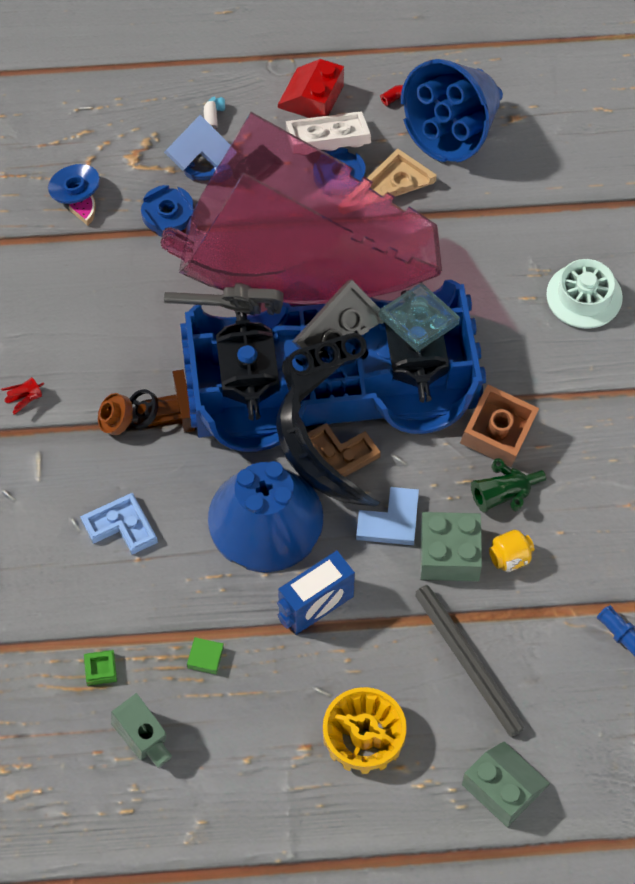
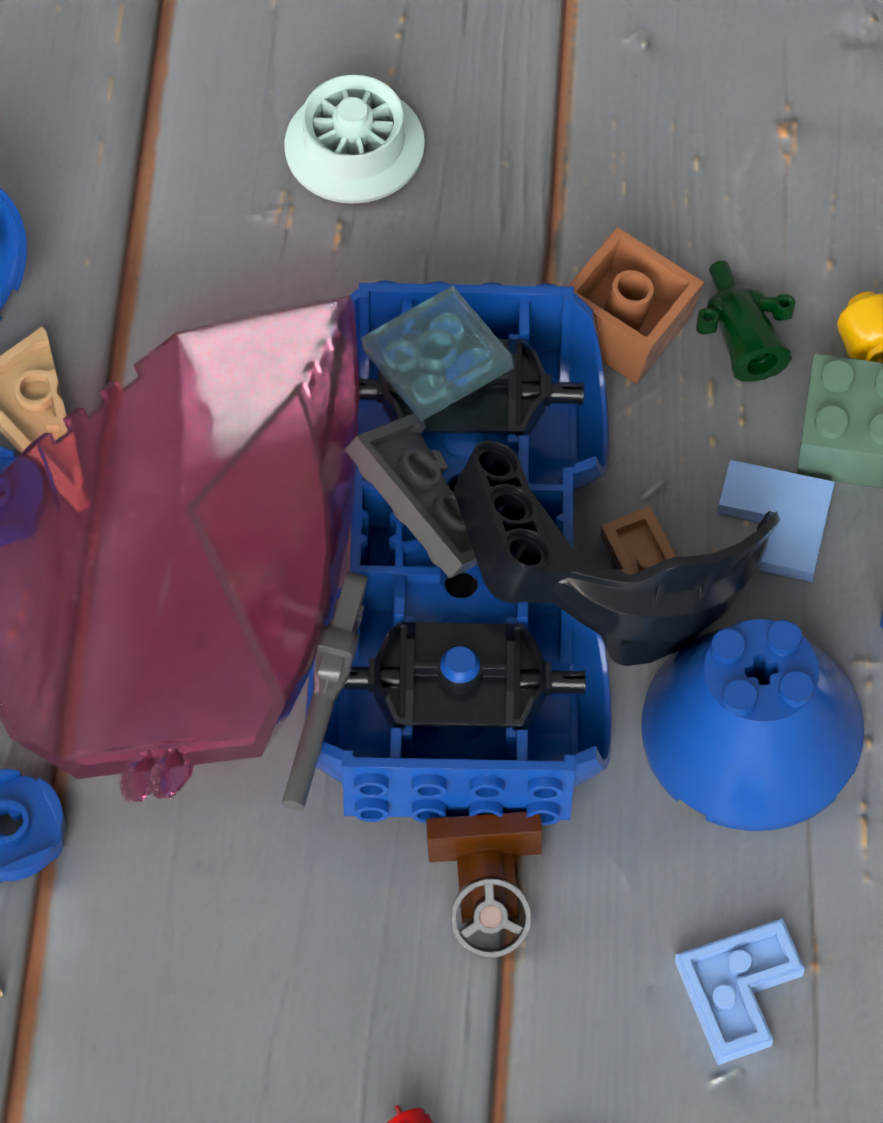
camera: 80 degrees left, 0 degrees up
(115, 414) = (500, 965): dark orange plate -> none

